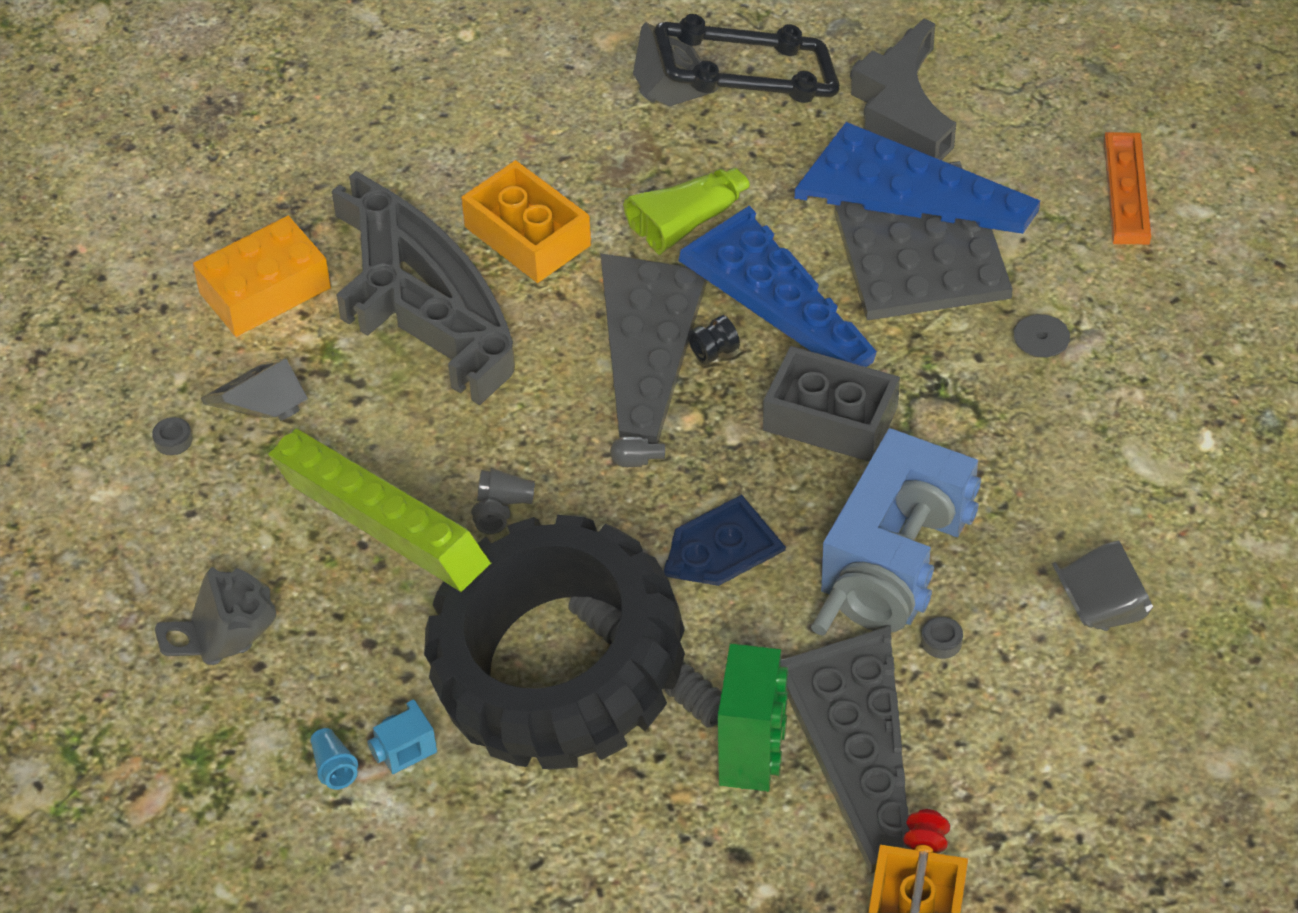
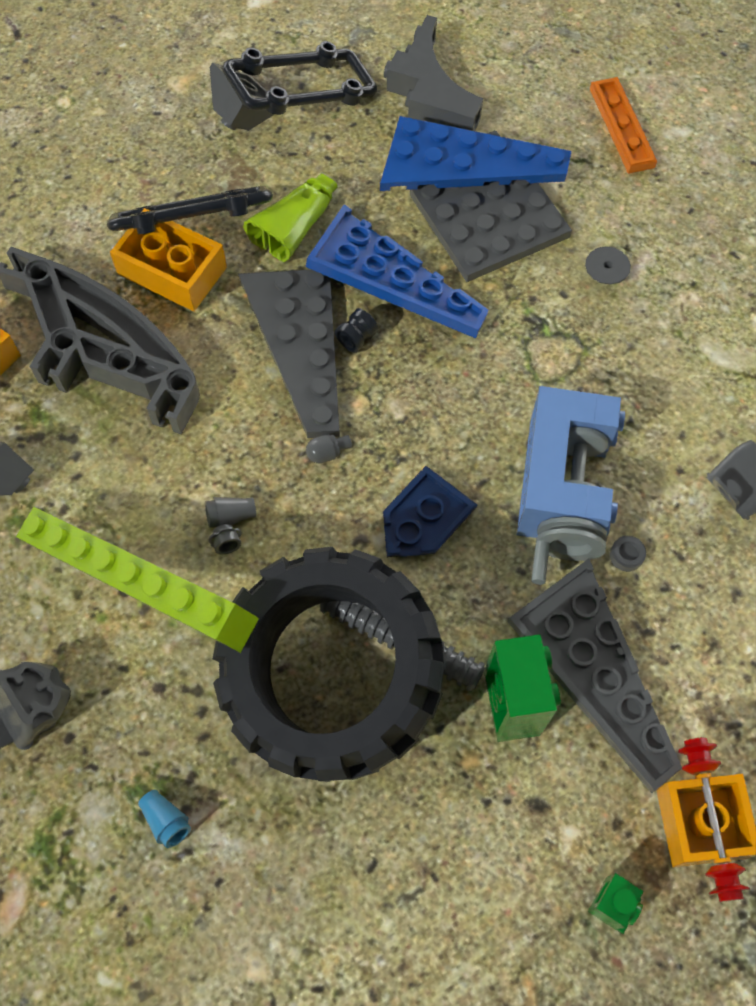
camera: 20 degrees left, 15 degrees up
(403, 739) = (219, 782): dark azure brick -> none
(615, 174) = (234, 201): none -> black bar
(830, 403) = (473, 367): dark grey brick -> none

